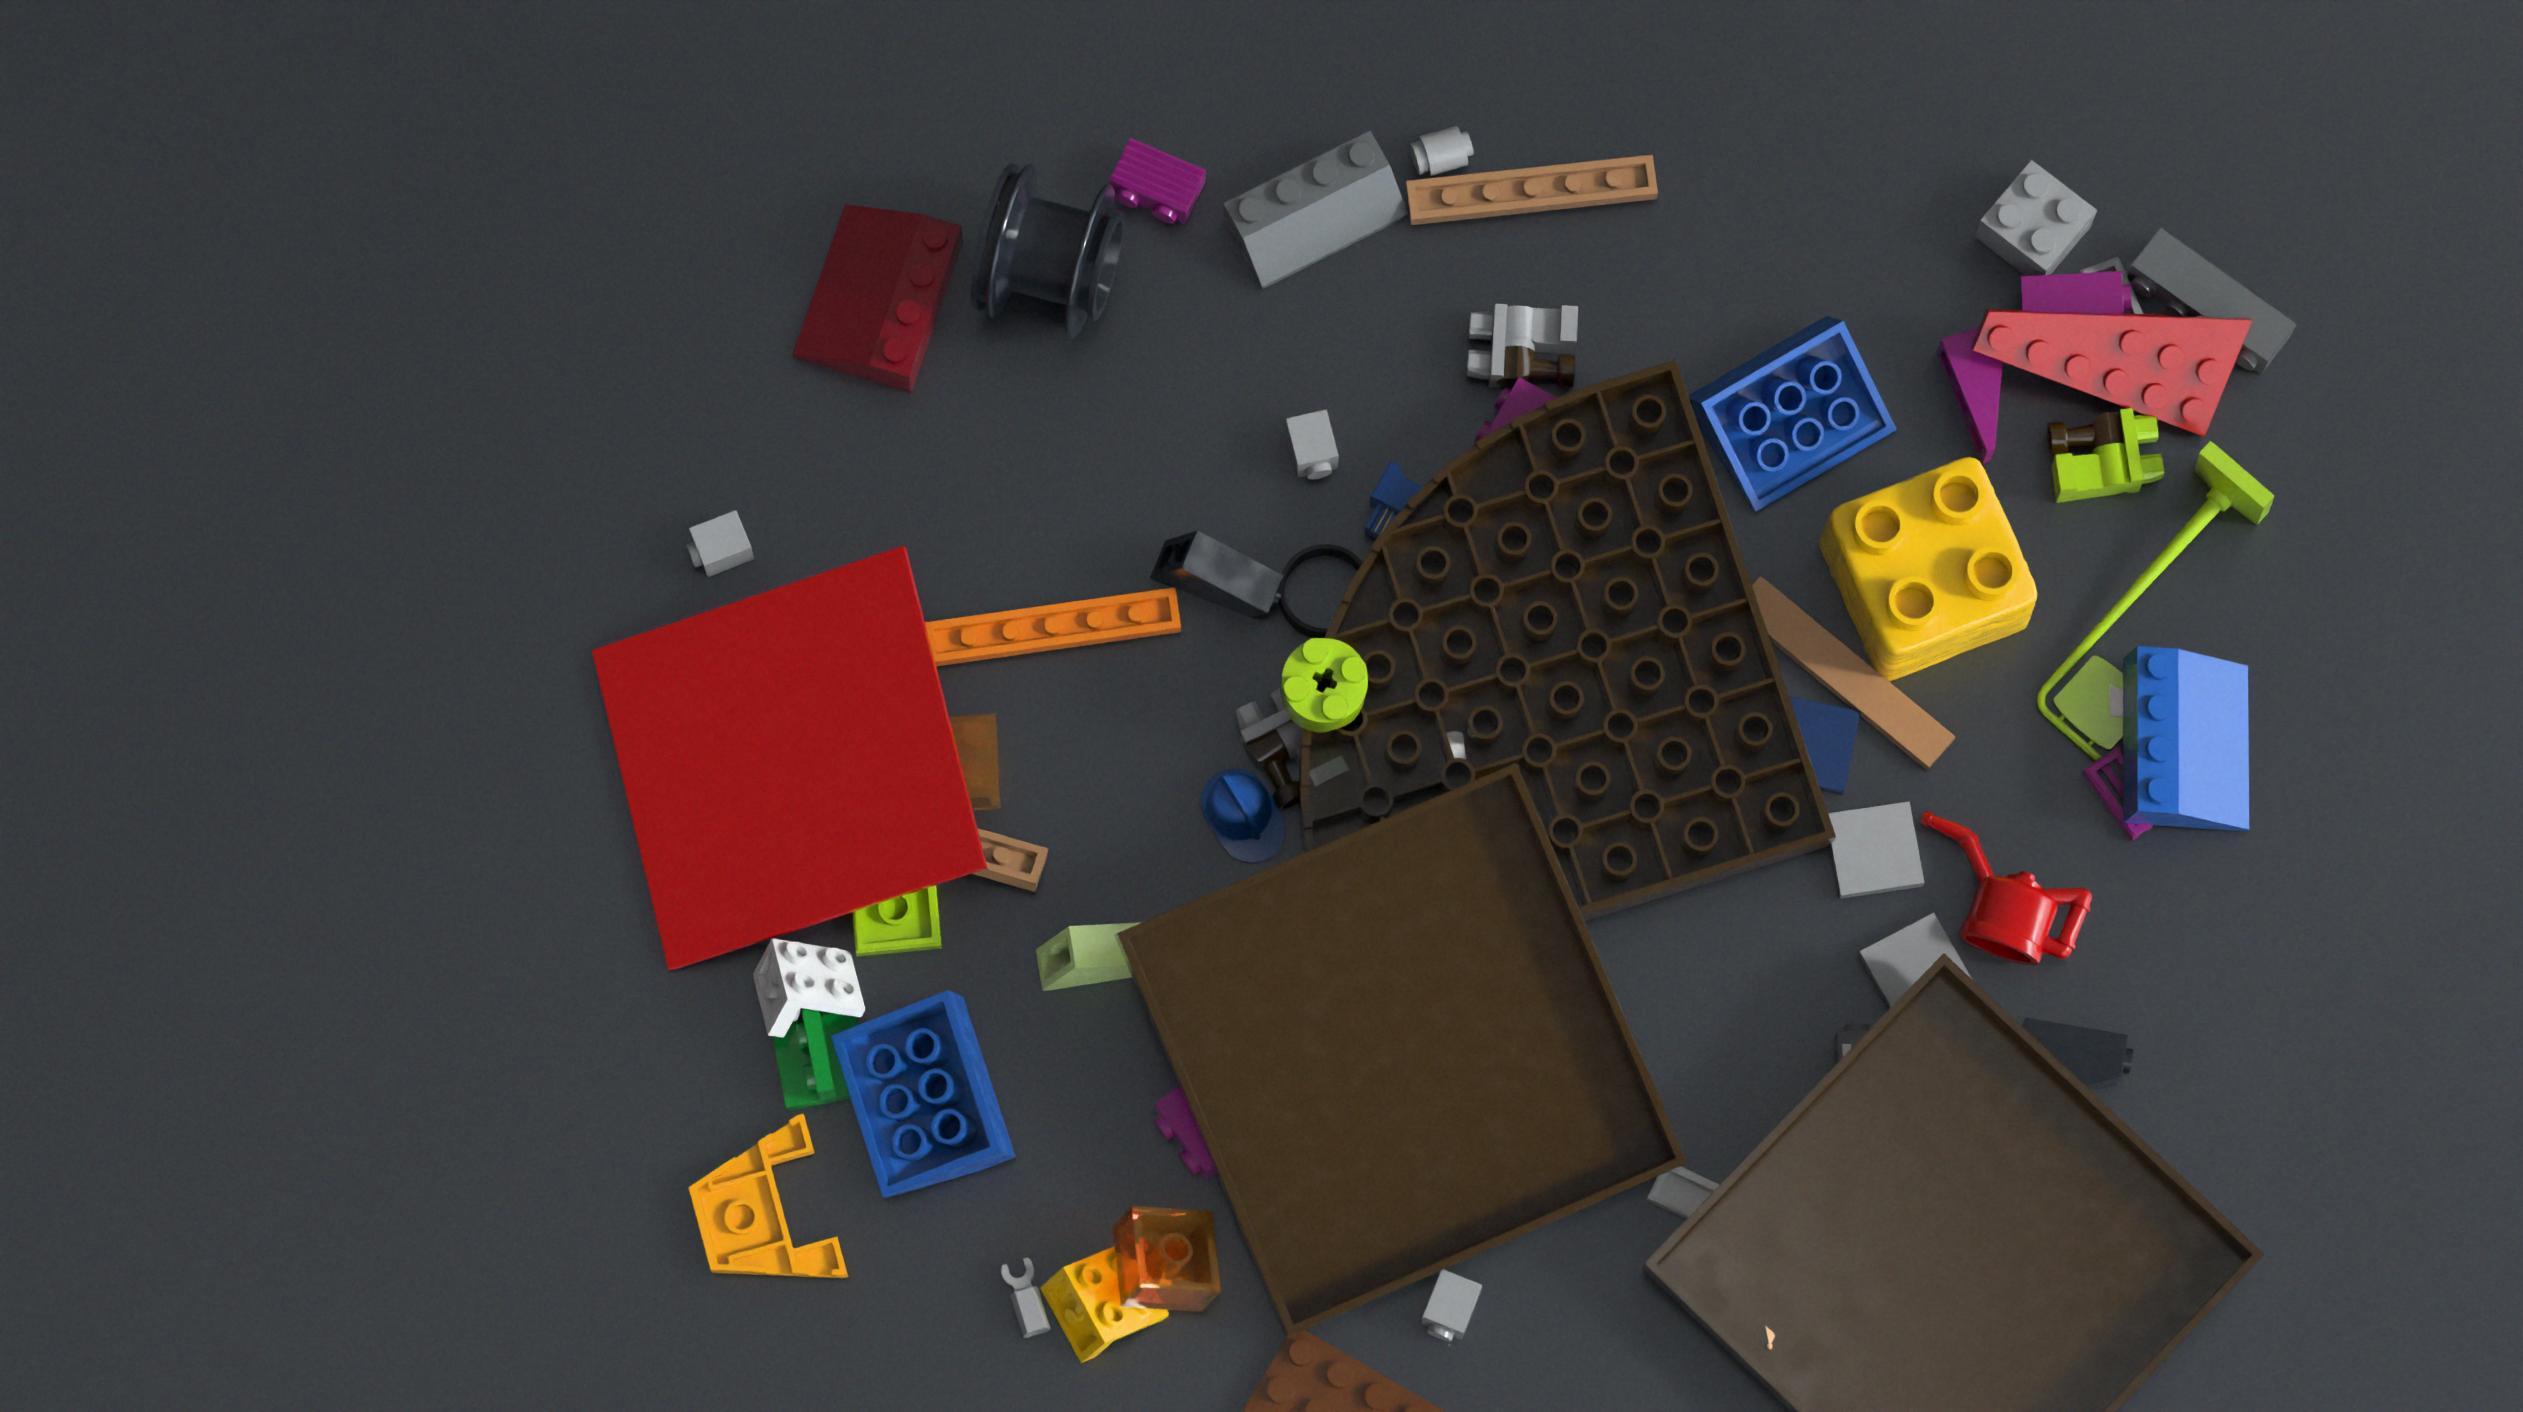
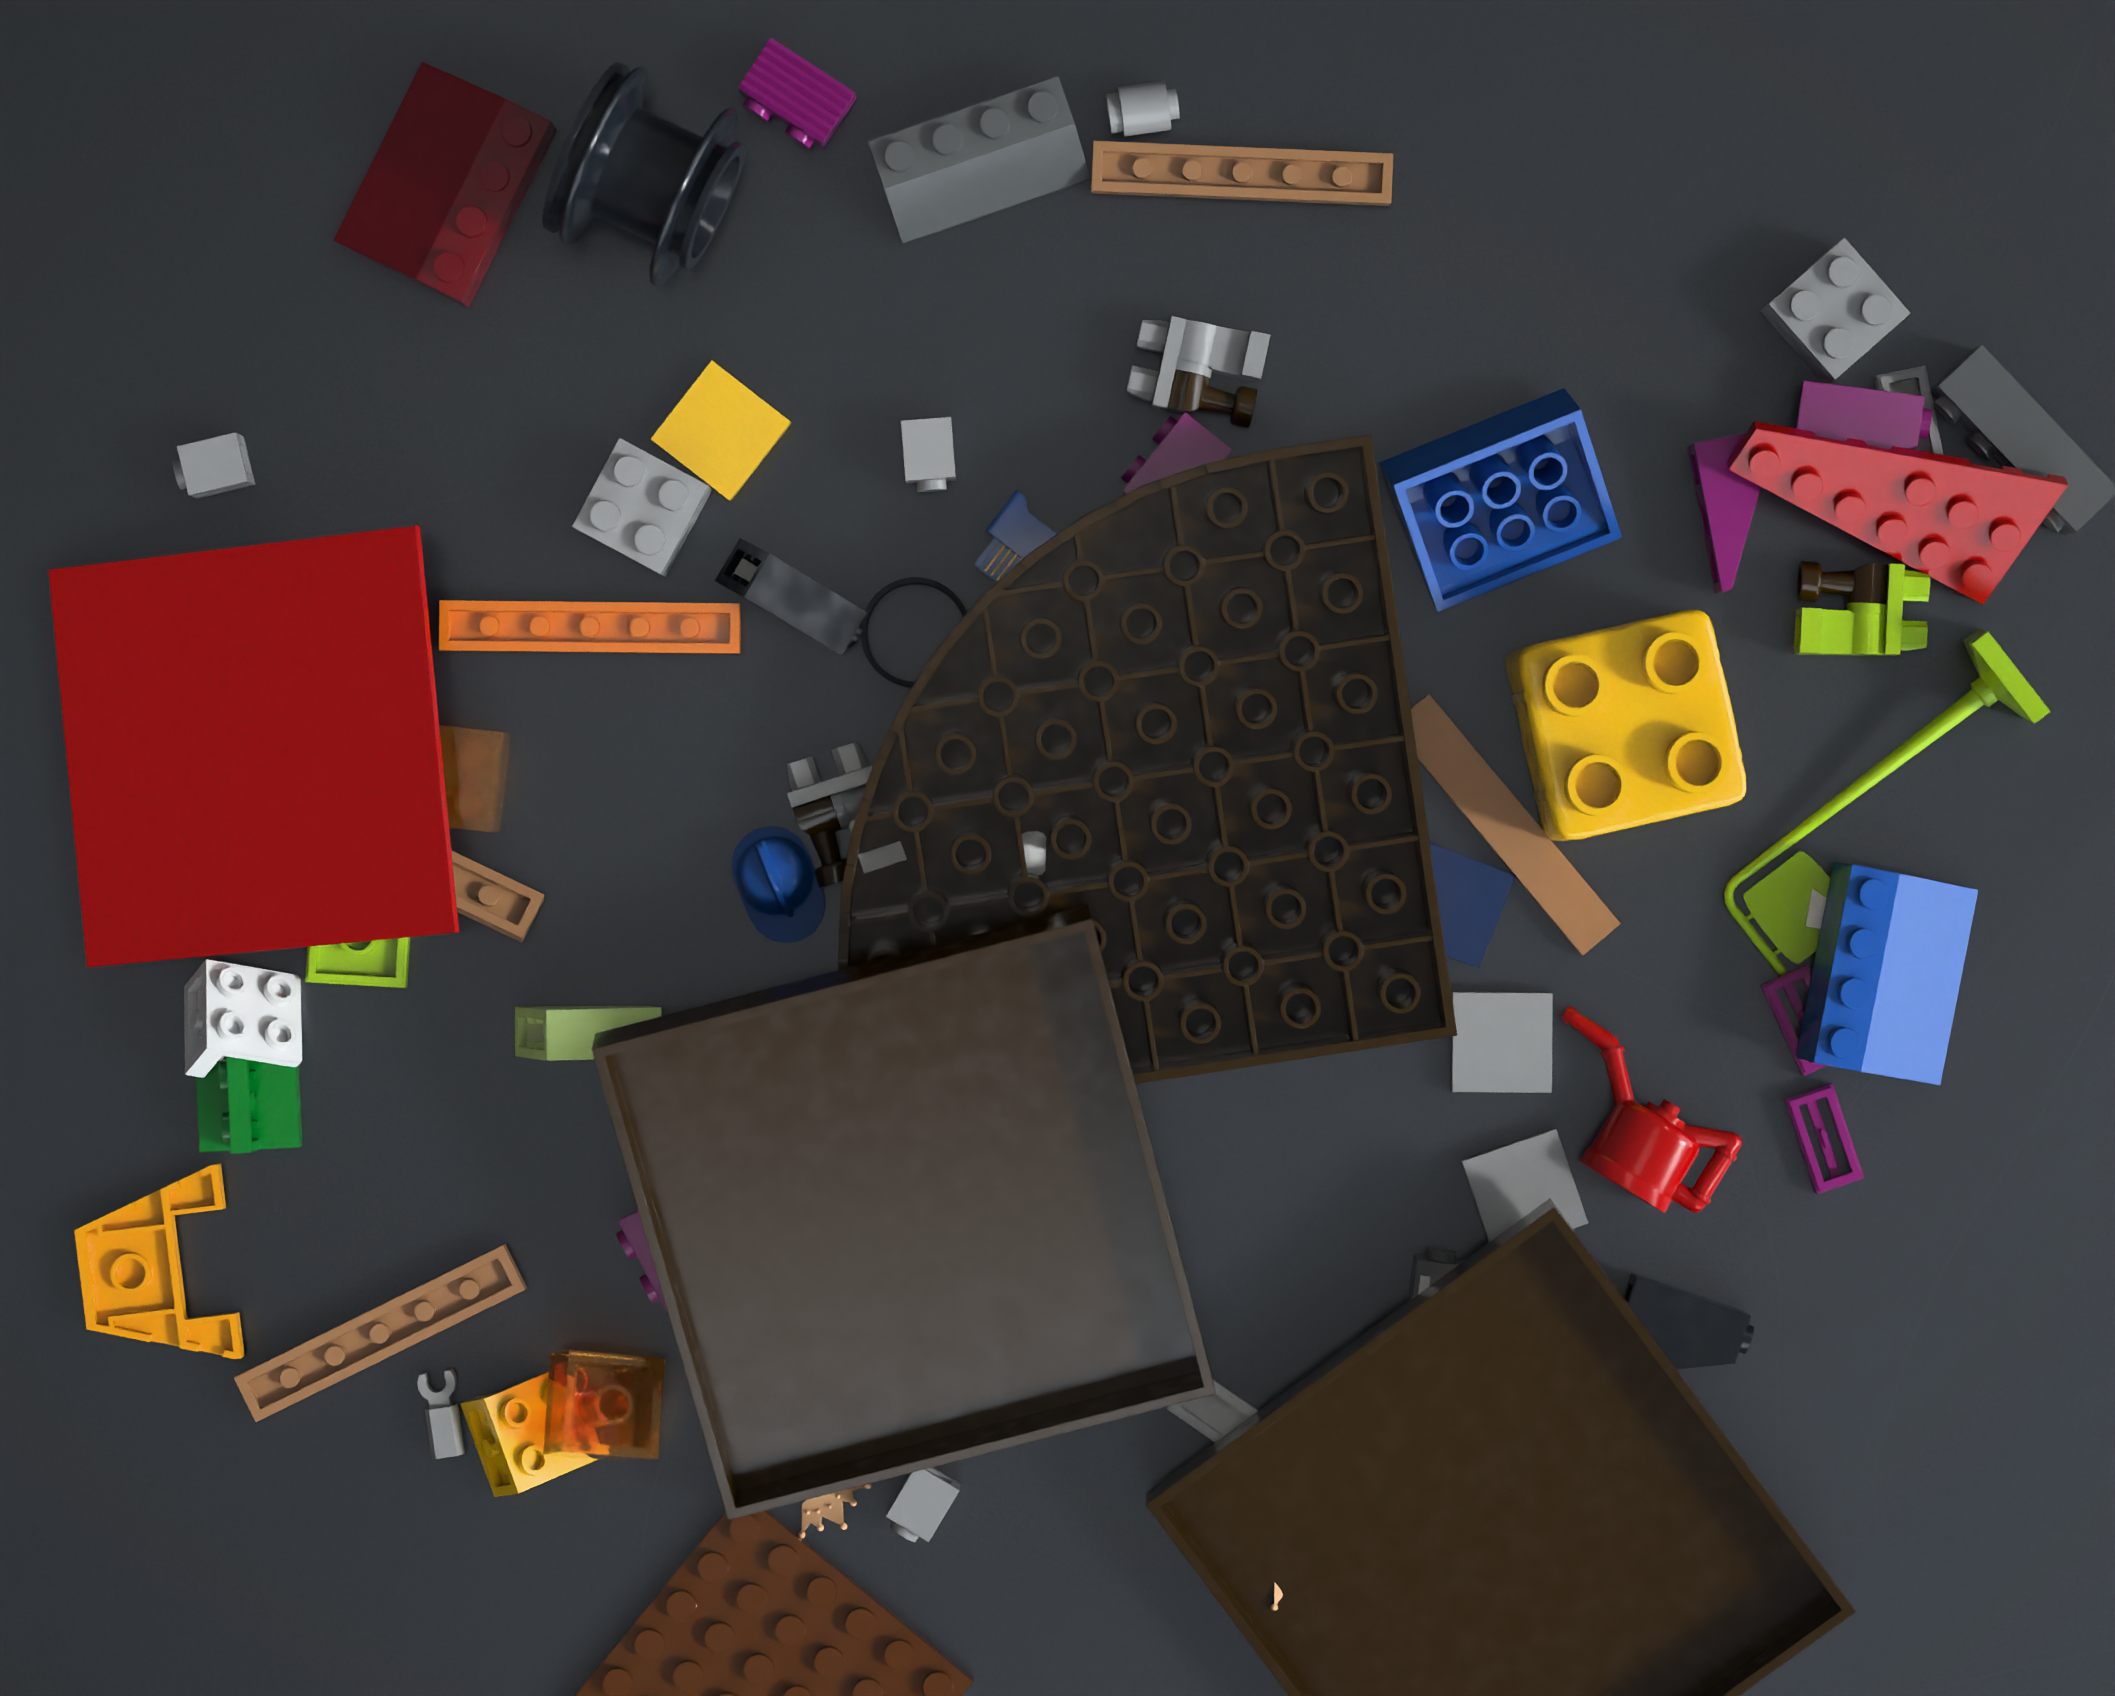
camera: 10 degrees right, 15 degrees up
(923, 1095) = (357, 1166): blue slope -> none
(962, 1236) = (380, 1332): none -> medium nougat plate
(1082, 523) = (642, 507): none -> light grey brick
(1136, 456) = (721, 430): none -> yellow tile
(1337, 704) = (889, 805): lime brick -> none
(1370, 1324) = (829, 1507): none -> light nougat piece
(2177, 919) = (1809, 1098): none -> magenta tile

